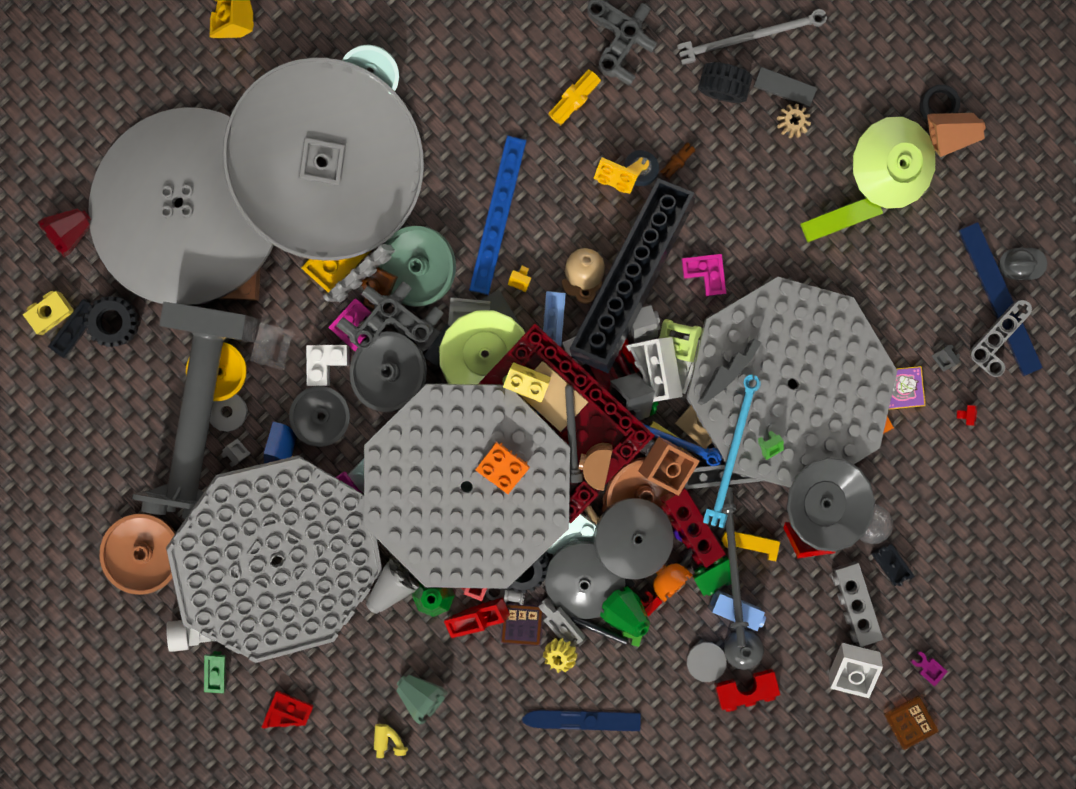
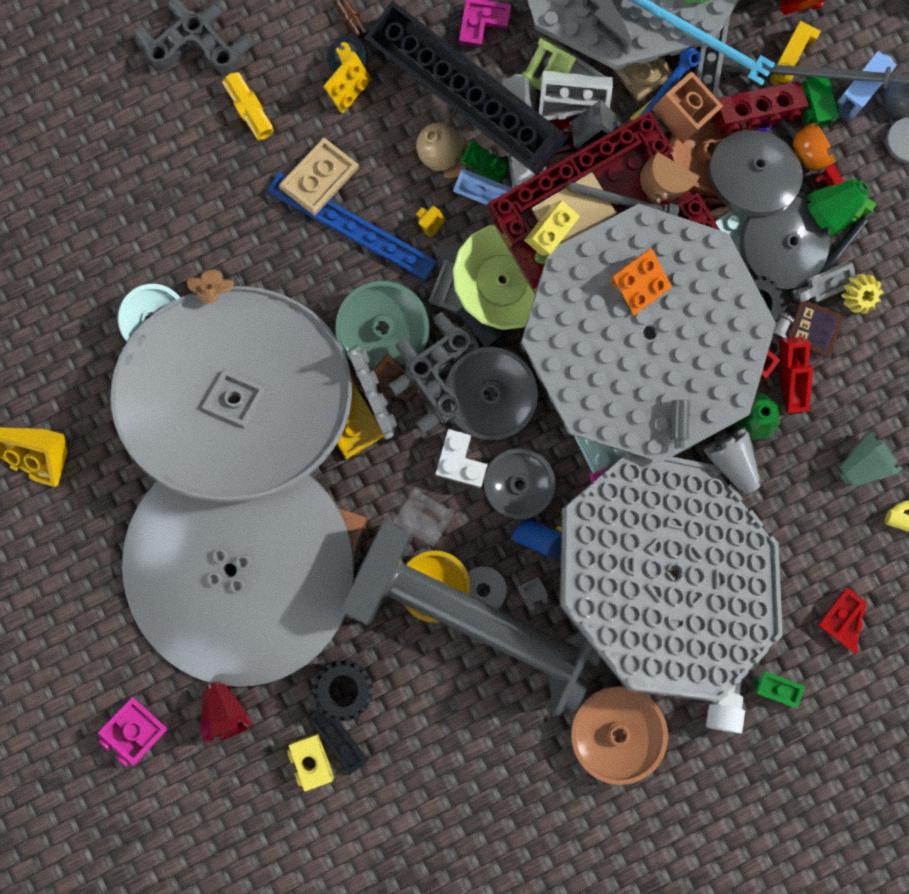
camera: 70 degrees left, 5 degrees down
(29, 161) = (131, 733): none -> dark pink plate
(354, 313) = (413, 411): dark pink plate -> none
(398, 531) = (680, 422): none -> dark grey cylinder
(411, 112) = (209, 286): none -> medium nougat plate
(531, 175) = (319, 176): none -> tan tile
(581, 305) = (484, 162): none -> green plate

